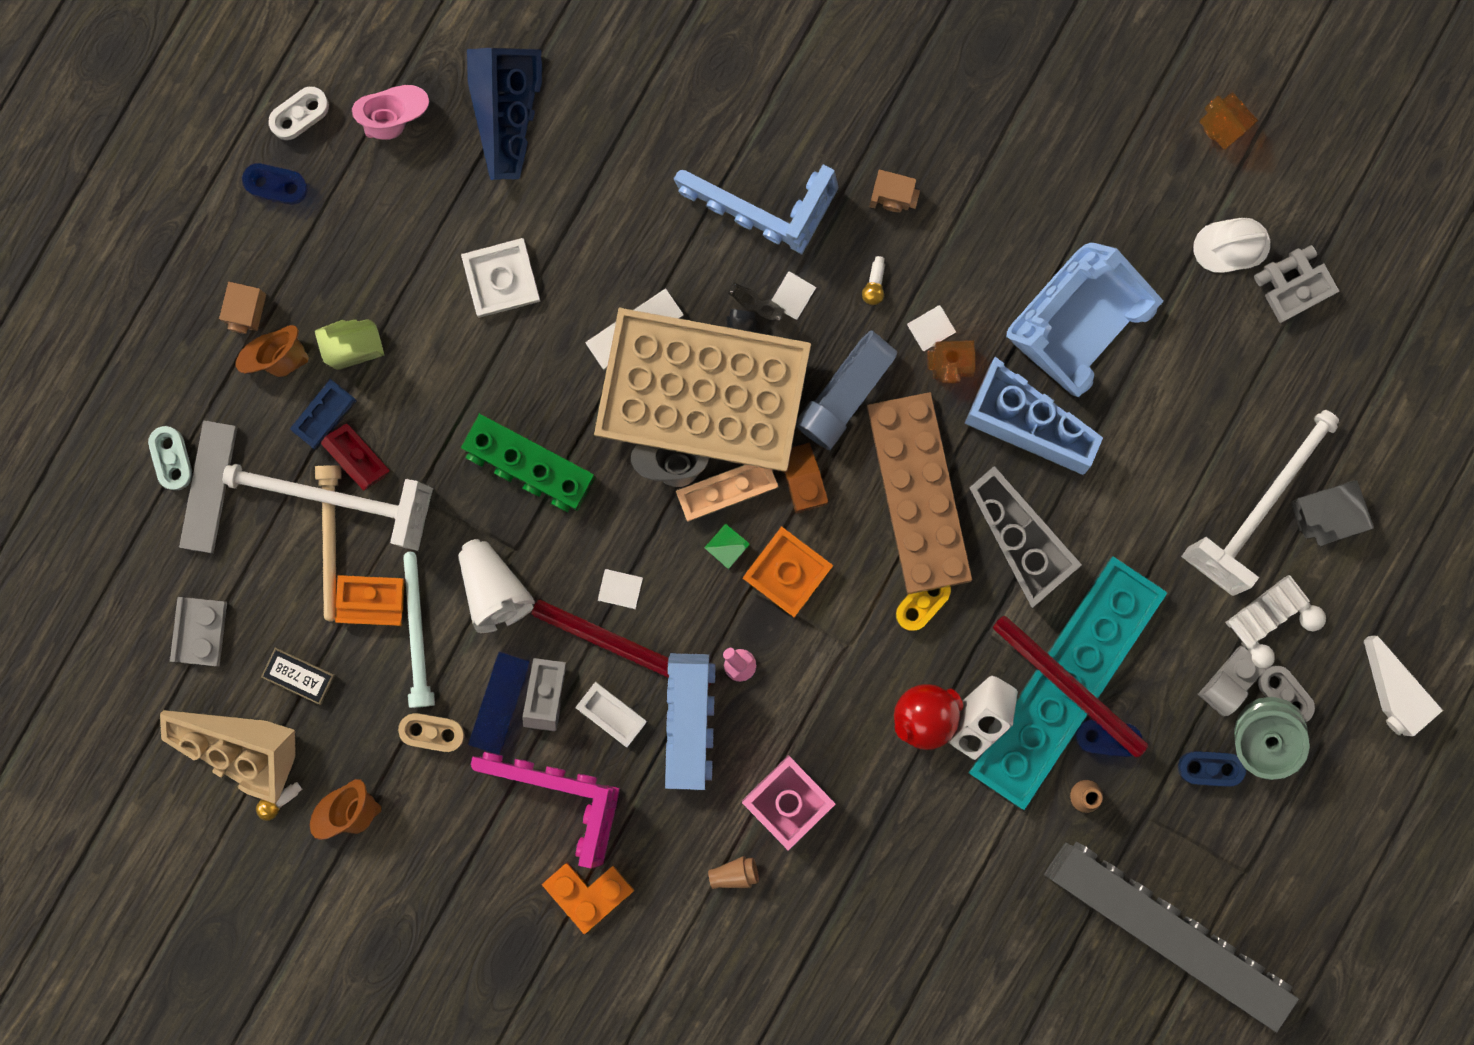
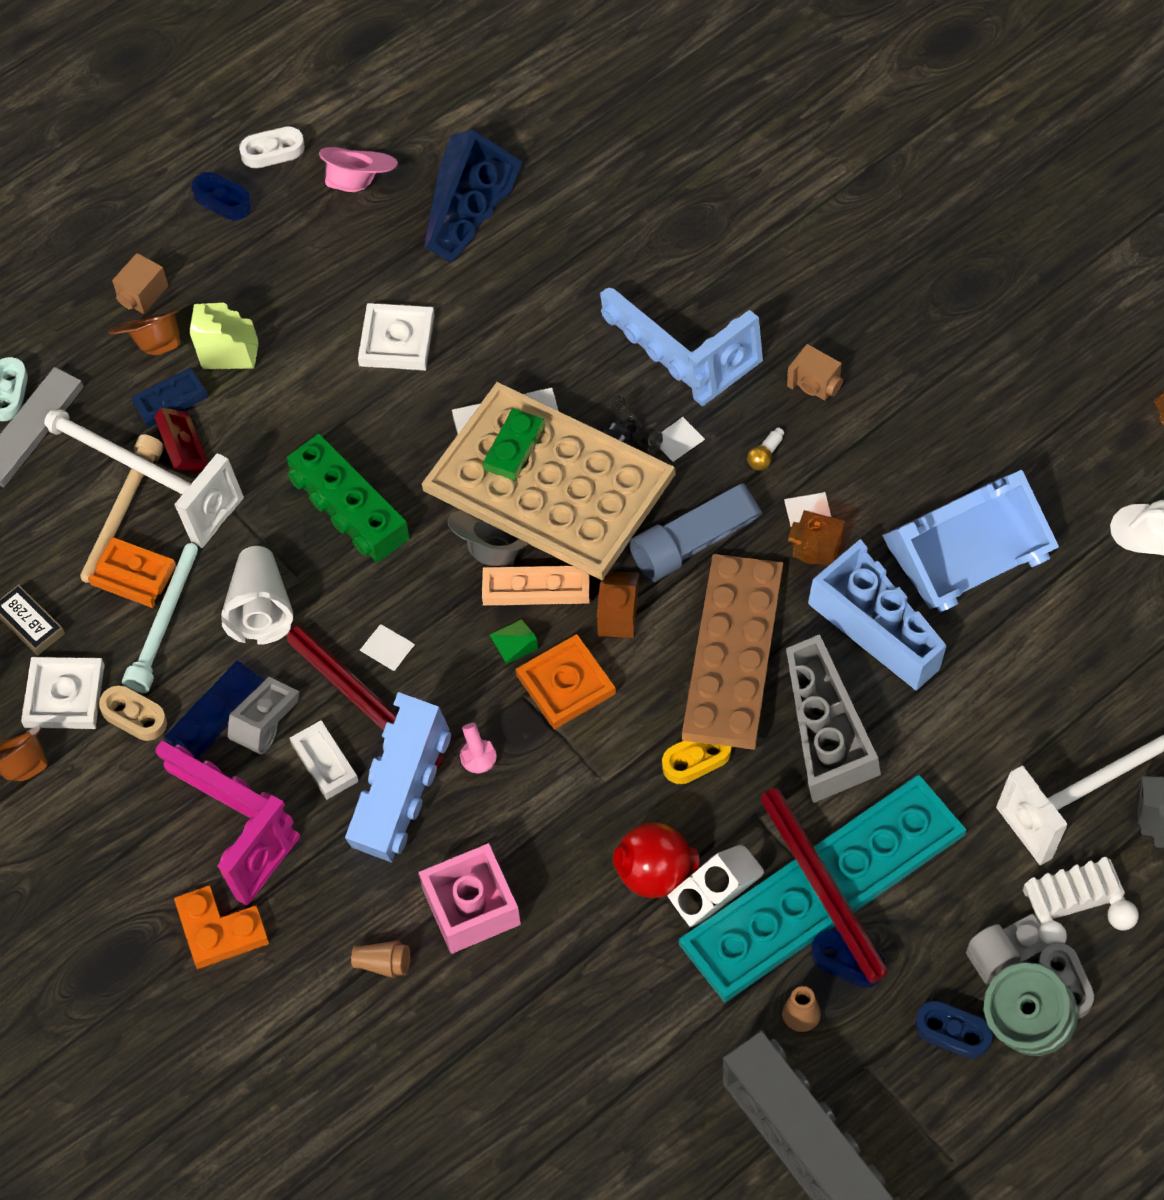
camera: 25 degrees right, 25 degrees down
(361, 732) = (63, 693): none -> white tile
(661, 370) = (513, 444): none -> green plate

